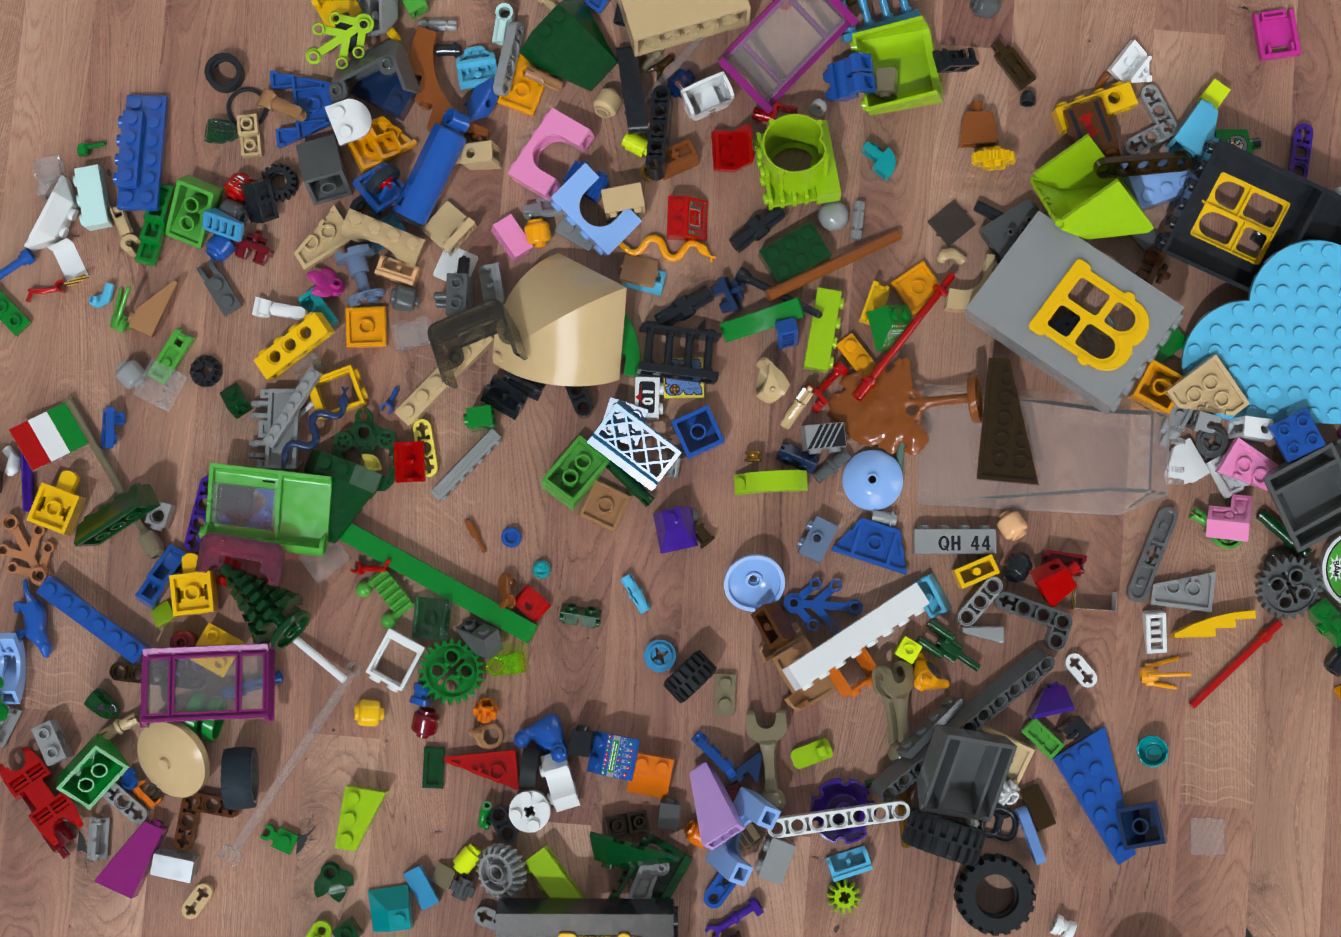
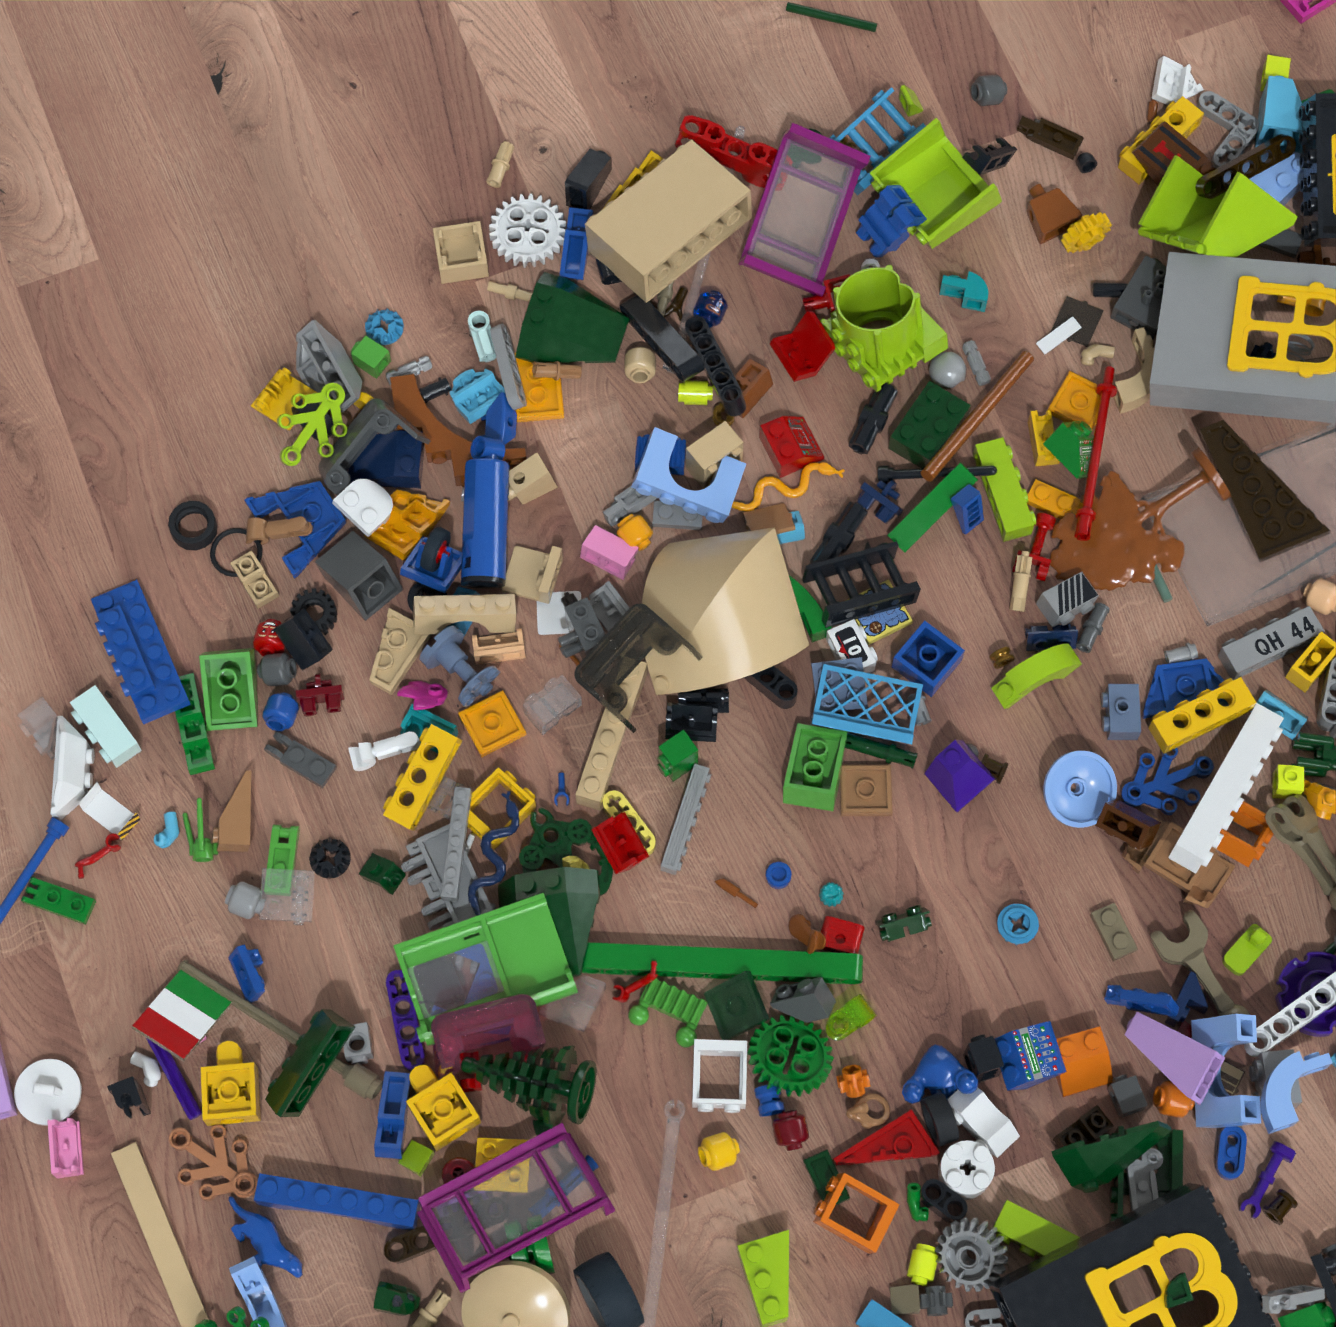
camera: 30 degrees left, 15 degrees down
(83, 148) = (67, 679): green hand -> none
(125, 230) = (160, 746): tan piece -> none
(211, 223) = (260, 684): dark azure slope -> none
(220, 131) = (218, 589): clear green rock -> none
(320, 660) = (630, 1117): white bar -> none
(404, 298) = (520, 670): dark grey head -> none
(449, 819) = (879, 1225): none -> orange window
(553, 129) = (596, 416): bright pink arch -> none
(635, 593) = (953, 868): medium azure pin -> none
(690, 676) = (1066, 924): black tyre -> none
(707, 96) = (748, 306): white piece -> none
(768, 868) = (1276, 1093): none -> light blue arch
(770, 381) = (975, 567): tan helmet -> none
(839, 577) = (1170, 737): none -> yellow brick
(886, 82) = (931, 208): dark tan brick -> none
(887, 485) = (1142, 637): light blue dish -> none
(931, 228) = (1058, 335): none -> white window

